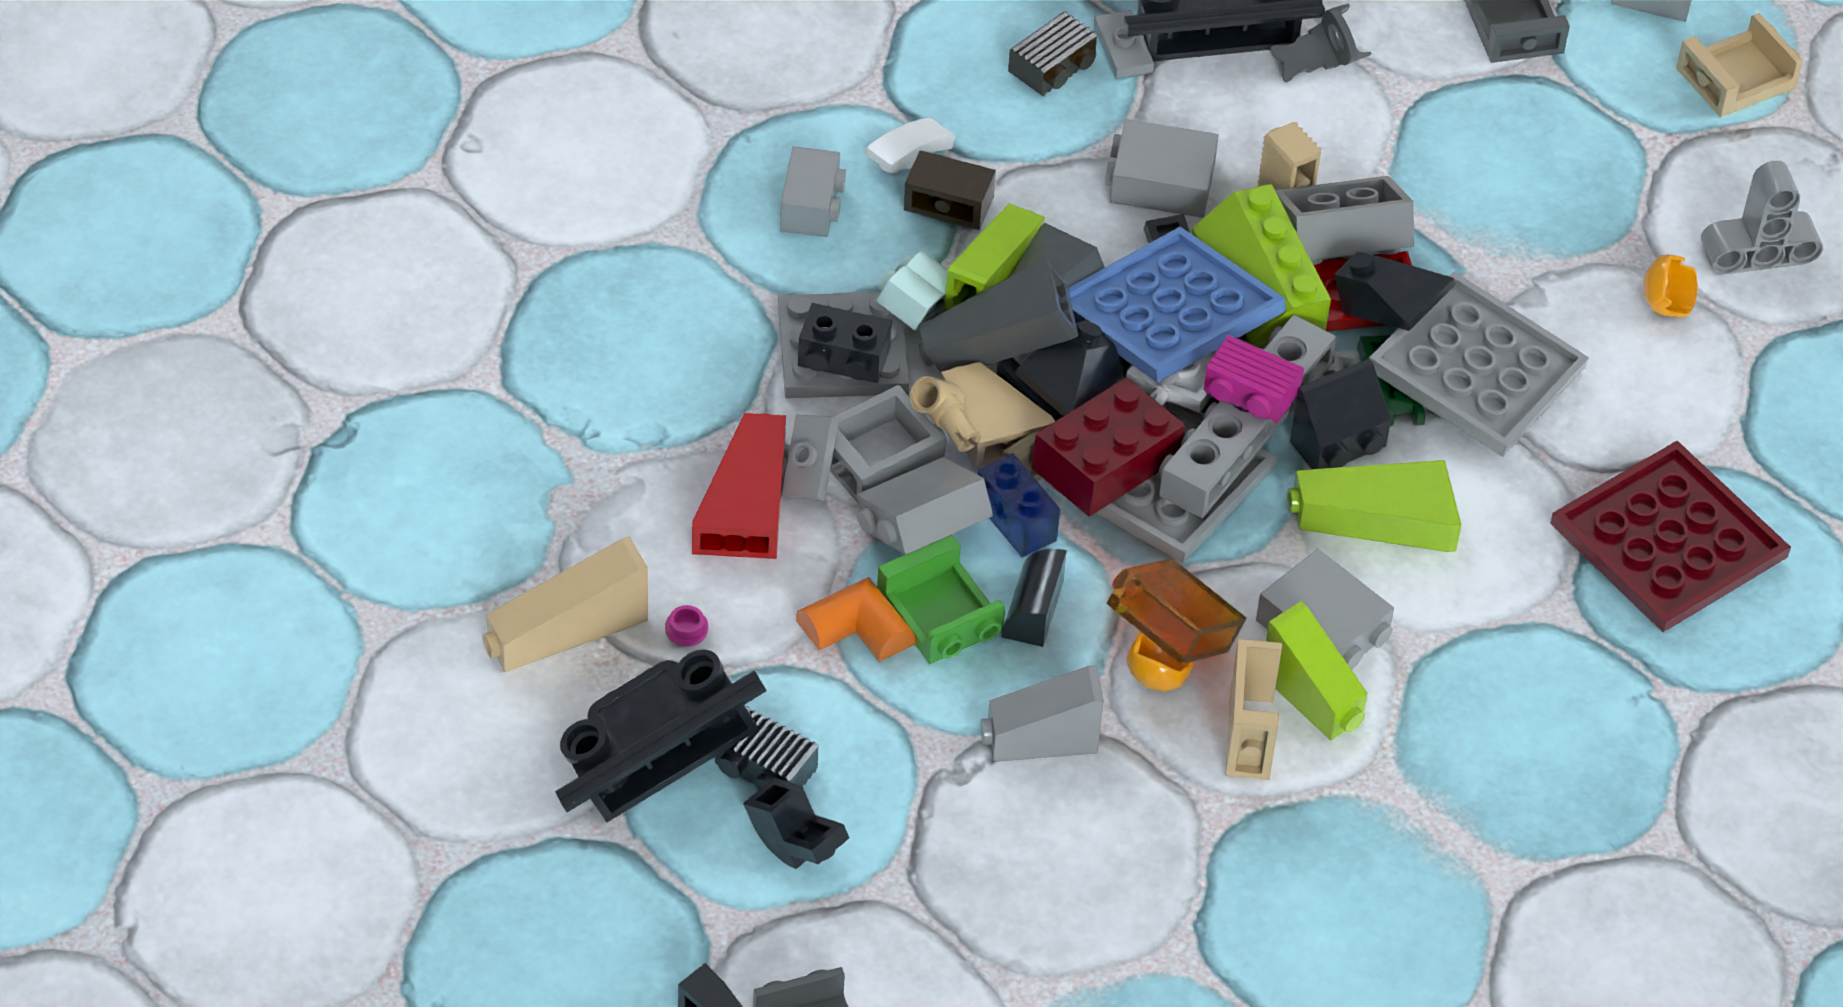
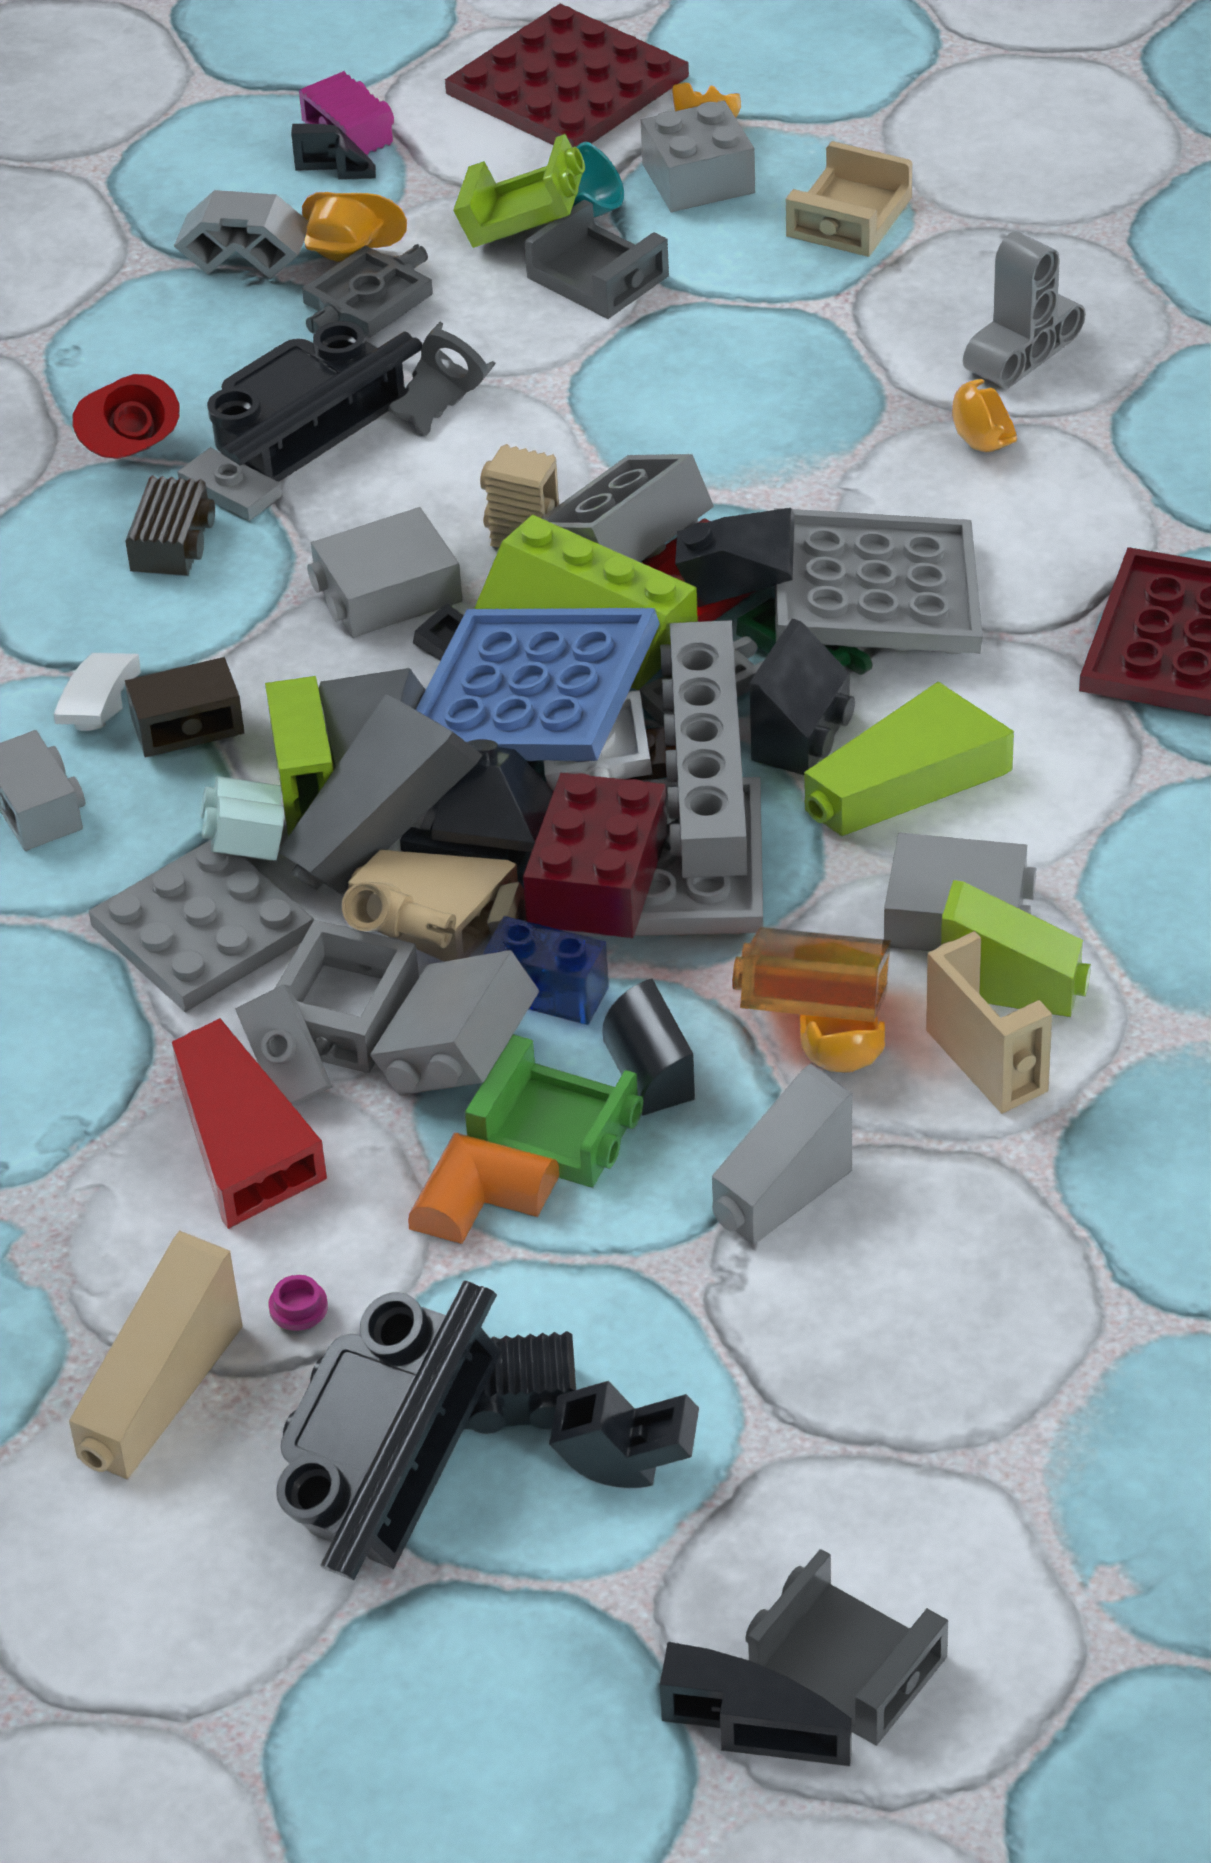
camera: 30 degrees left, 5 degrees down
(843, 344) = (219, 909): black brick -> none
(1252, 379) = (699, 699): dark pink brick -> none

